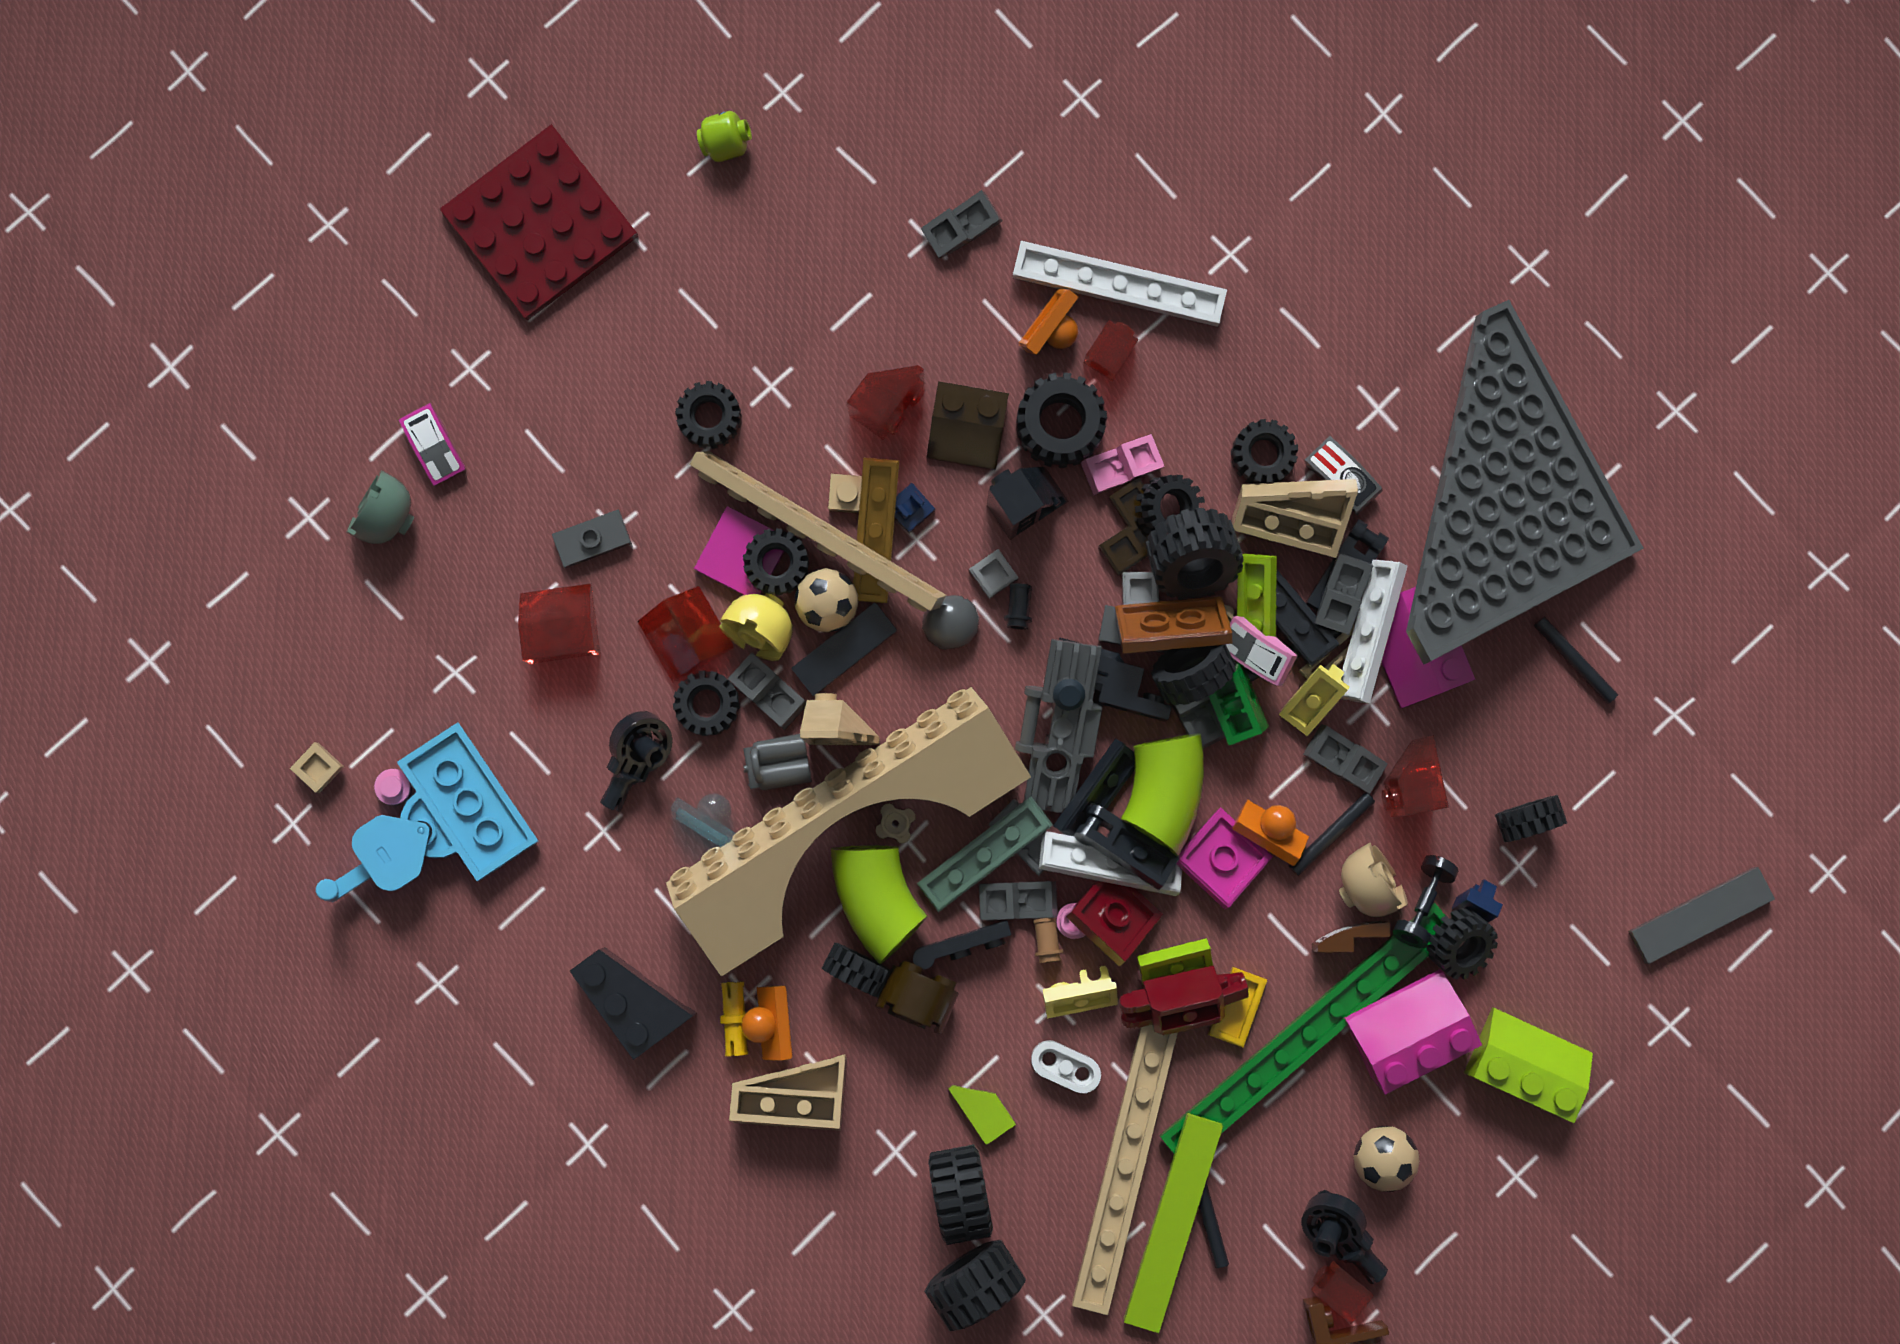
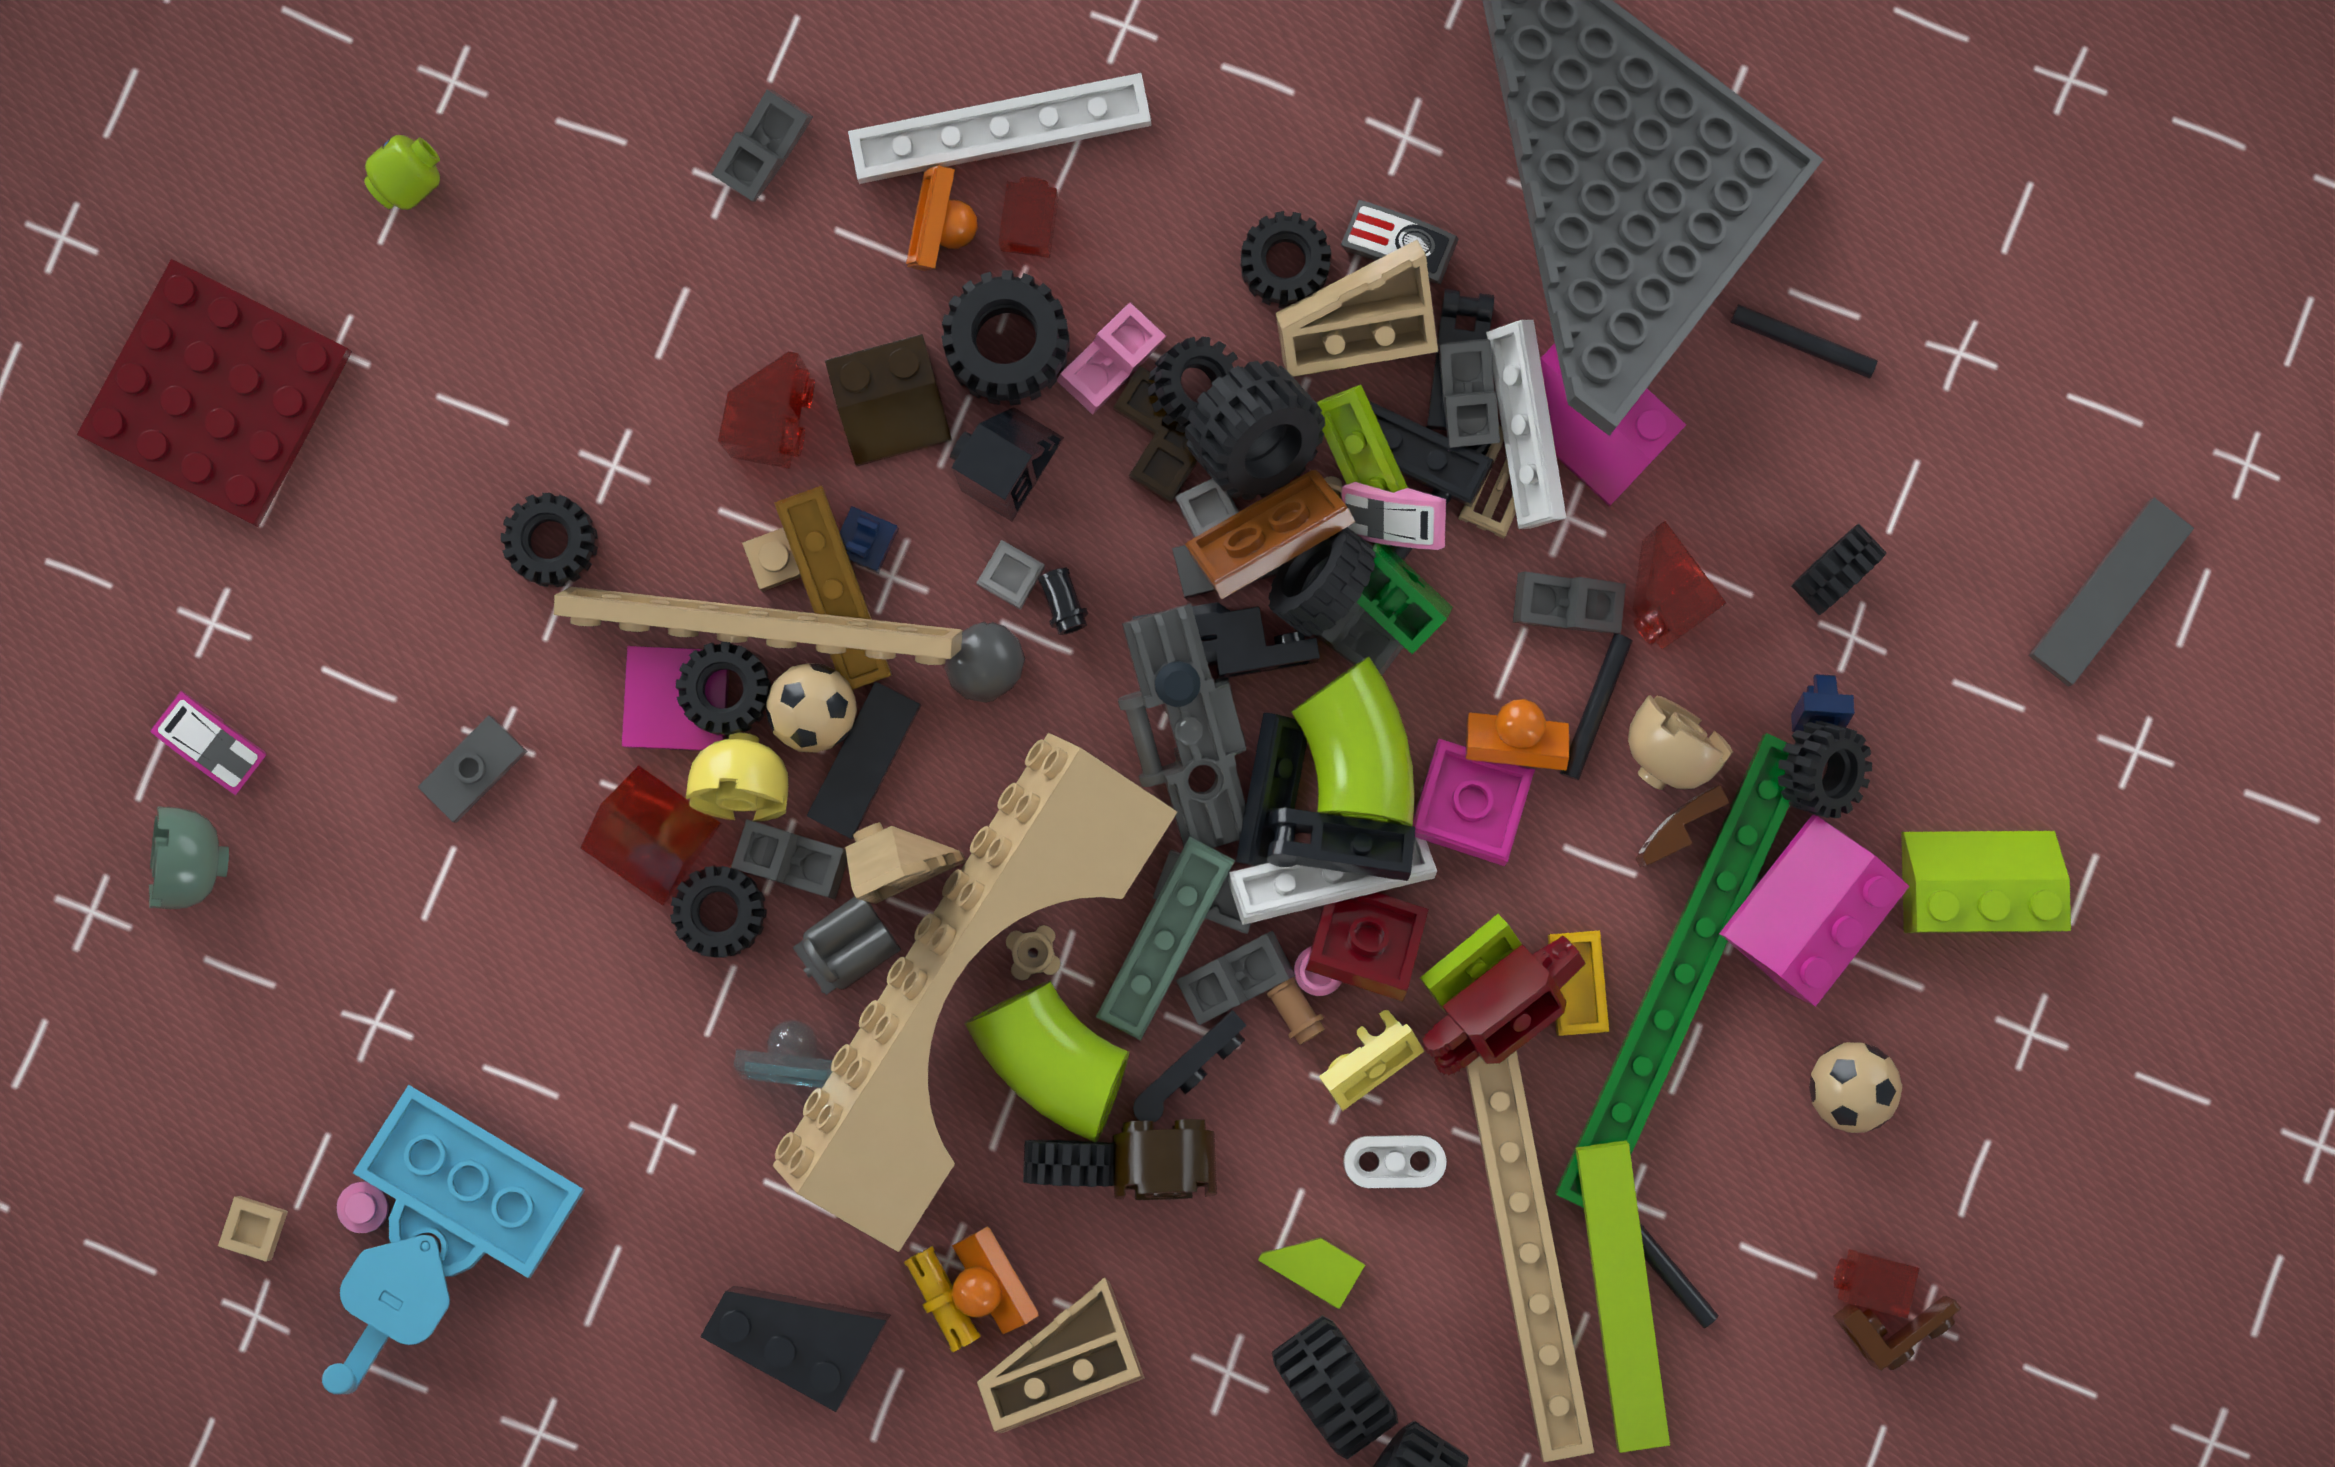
camera: 20 degrees left, 0 degrees up
(558, 624) = (479, 899): clear red slope -> none
(635, 754) = (656, 1020): black pin -> none
(1315, 698) = (1494, 544): light yellow plate -> none
(1341, 1233) = (1842, 1208): black pin -> none
(1439, 870) = (1754, 689): black wheel -> none

